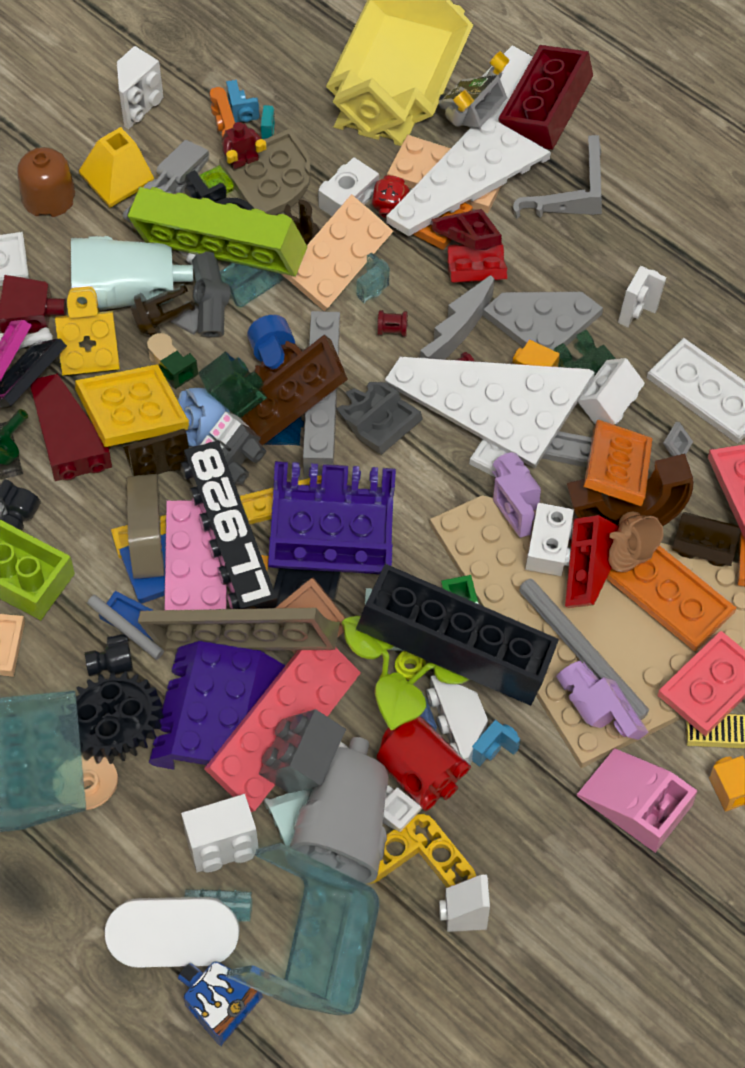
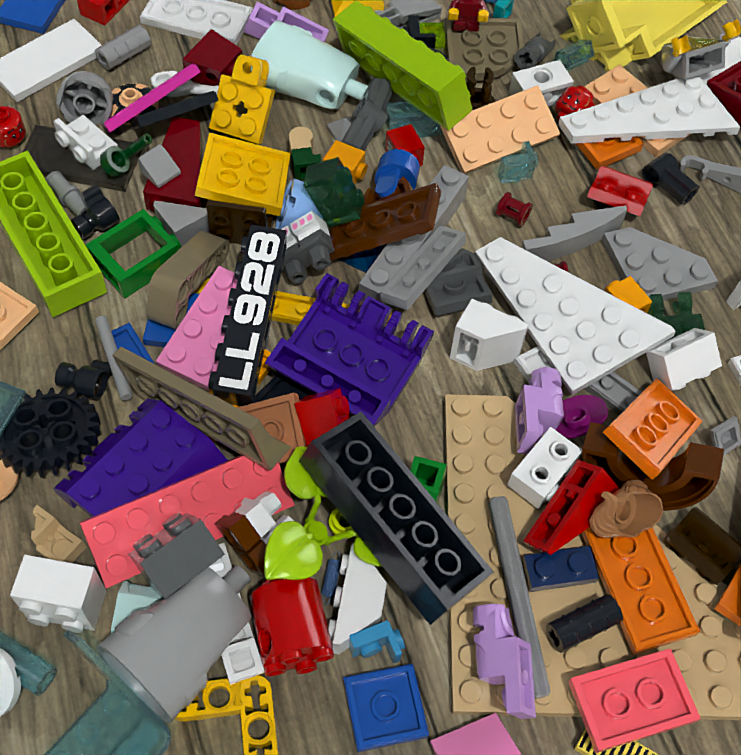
camera: 25 degrees right, 0 degrees up
(53, 435) = (158, 166): none -> light grey slope
(54, 243) = (263, 17): none -> lavender slope
(82, 556) = (139, 275): none -> green window
(101, 478) = (182, 220): none -> light grey slope
(149, 312) = (307, 108): dark brown piece -> none
(176, 799) = (53, 539): none -> tan slope
(213, 344) = (350, 157): none -> light orange brick
(258, 304) = (405, 139): none -> red brick
(322, 159) = (533, 52): none -> dark grey piece
(346, 586) = (321, 413): none -> red slope
(350, 417) = (423, 267): none -> light grey plate
(351, 705) = (250, 529): none -> hips
(363, 133) = (581, 48): none -> clear light blue piece
(440, 452) = (487, 337): none -> white slope
(469, 228) = (627, 158): dark red wing -> none
(515, 228) = (665, 173): none -> black piece
(528, 789) = (385, 708): none -> blue tile
(553, 480) = (579, 413): none -> magenta dish
(605, 614) = (560, 569): none -> dark blue plate
(646, 645) = (584, 623): none -> black axle

